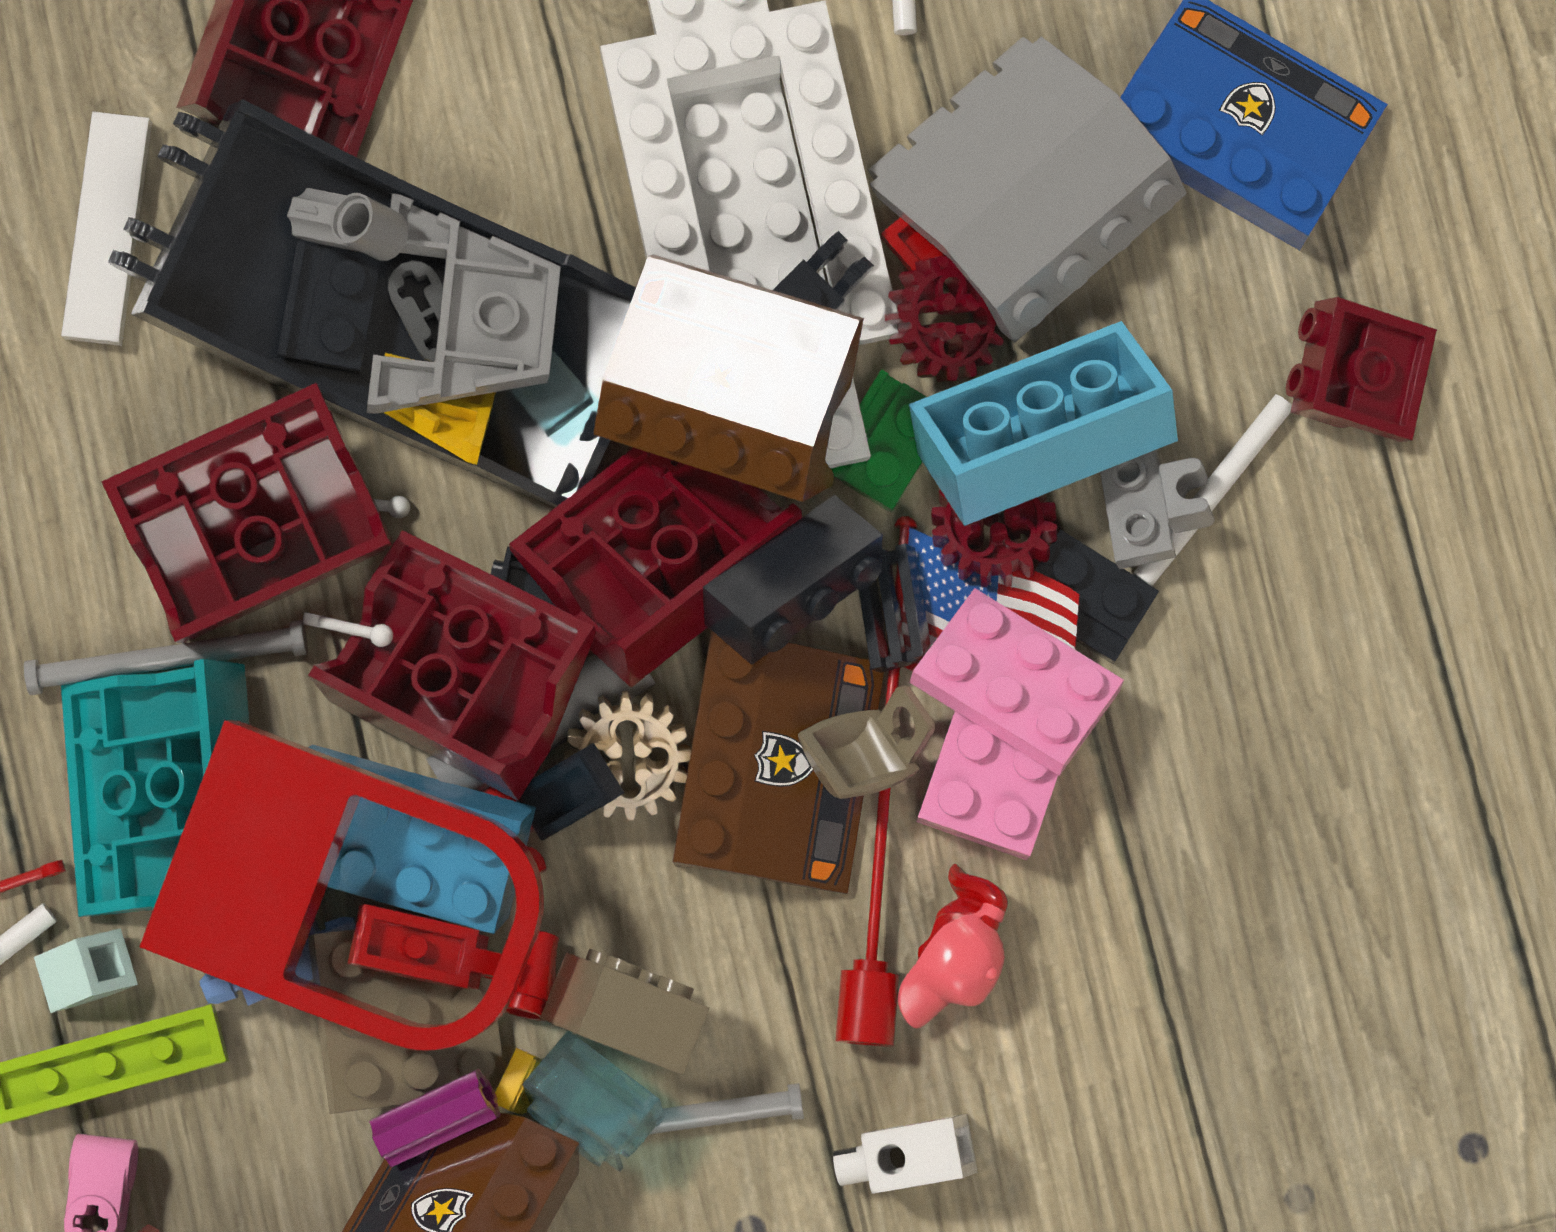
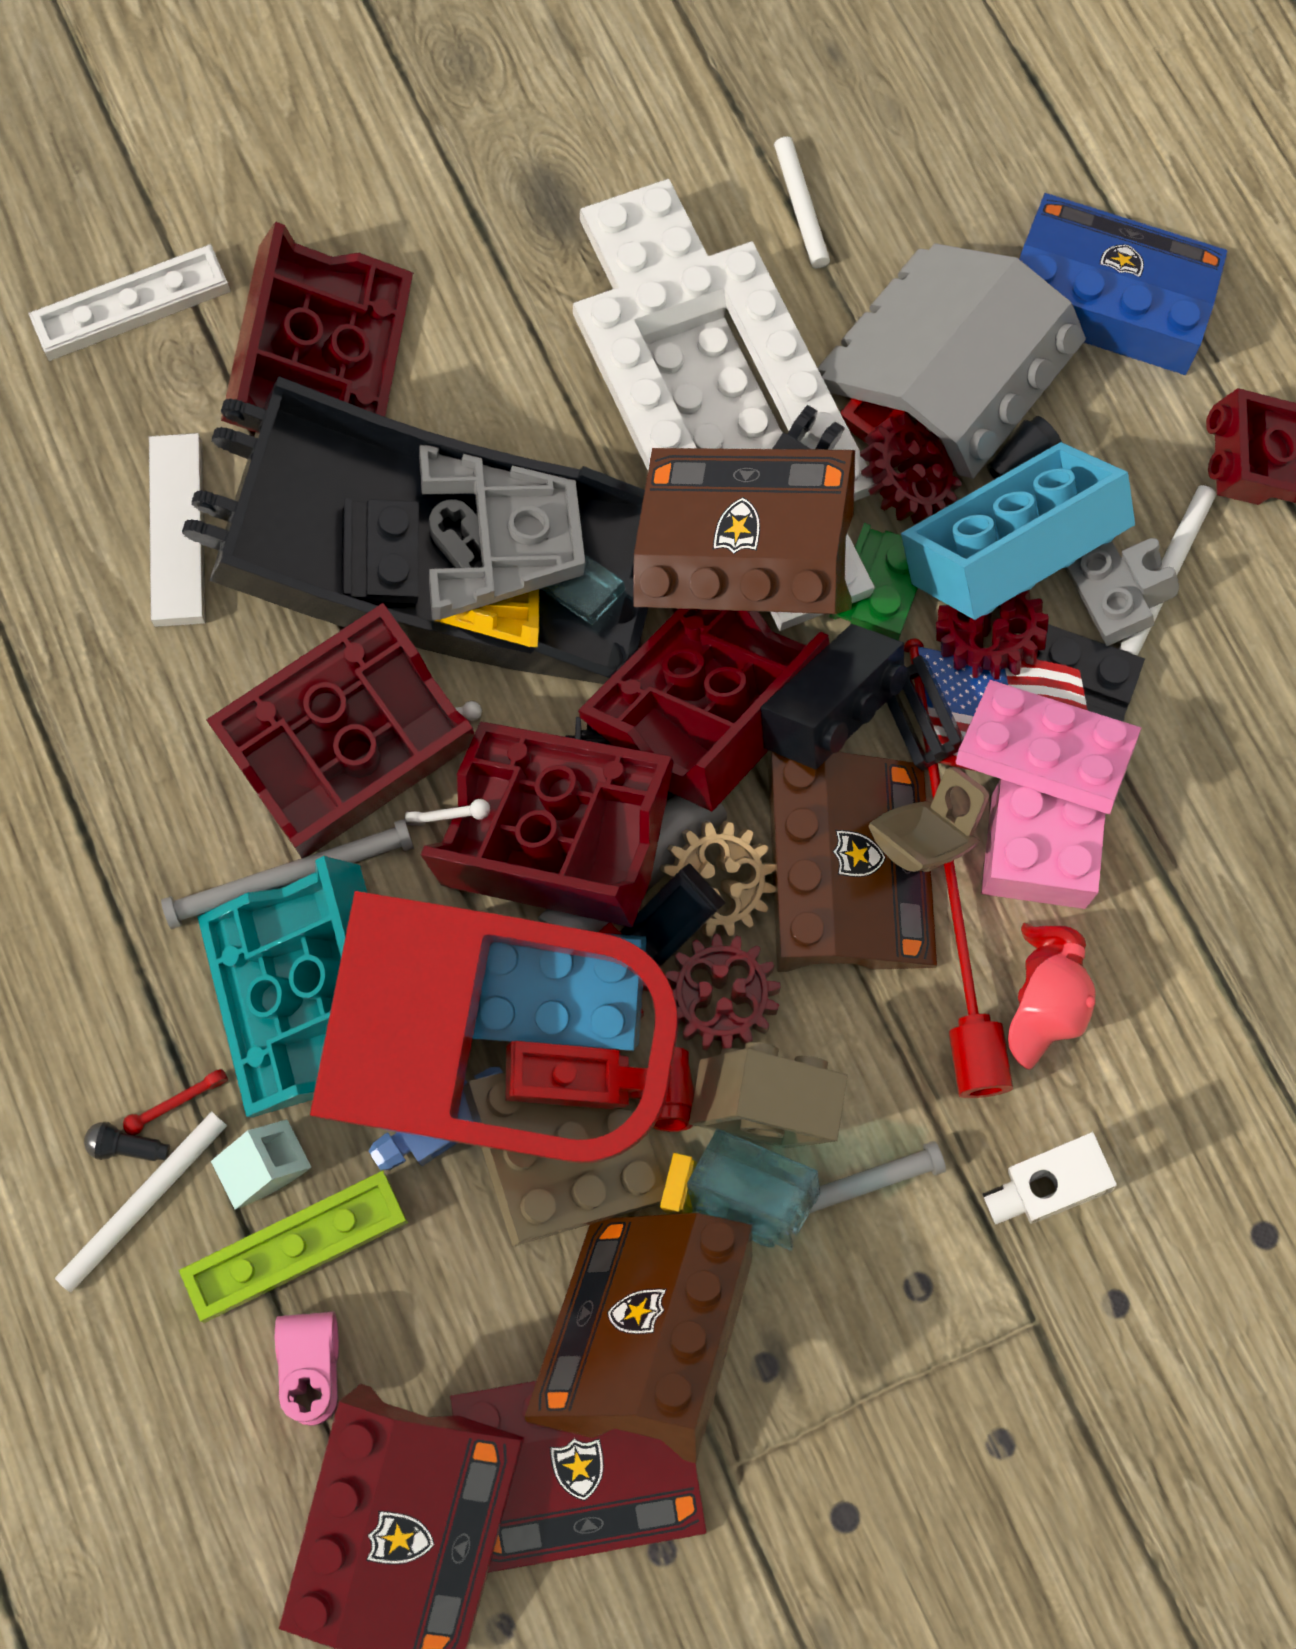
camera: 15 degrees left, 10 degrees down
(348, 223) = (388, 469): light grey piece -> none
(434, 1118) = (612, 1230): magenta axle -> none
(572, 879) = (750, 990): none -> dark red gear
(1082, 314) = (1025, 443): none -> black cone

